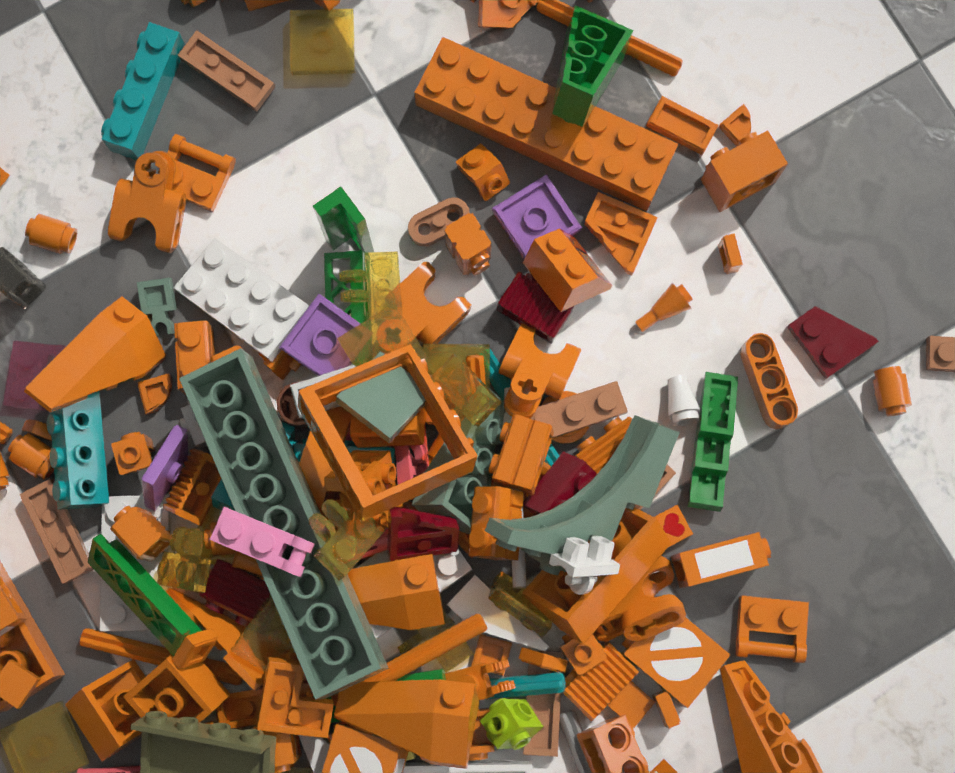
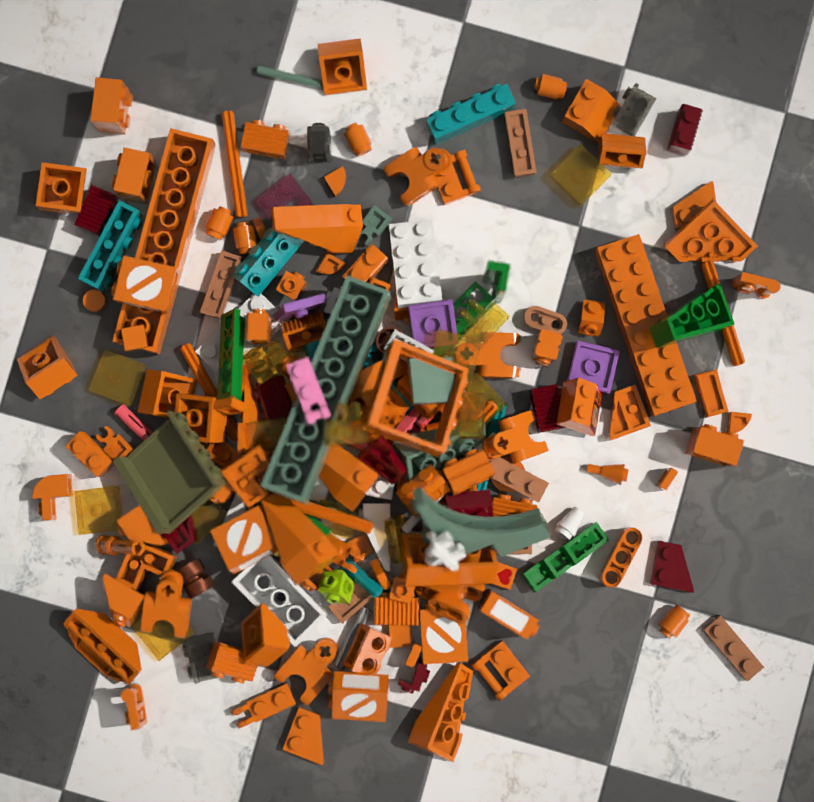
camera: 45 degrees right, 5 degrees up
(72, 299) = (336, 180): none -> orange tile
(697, 724) = (421, 675): none -> dark red bracket

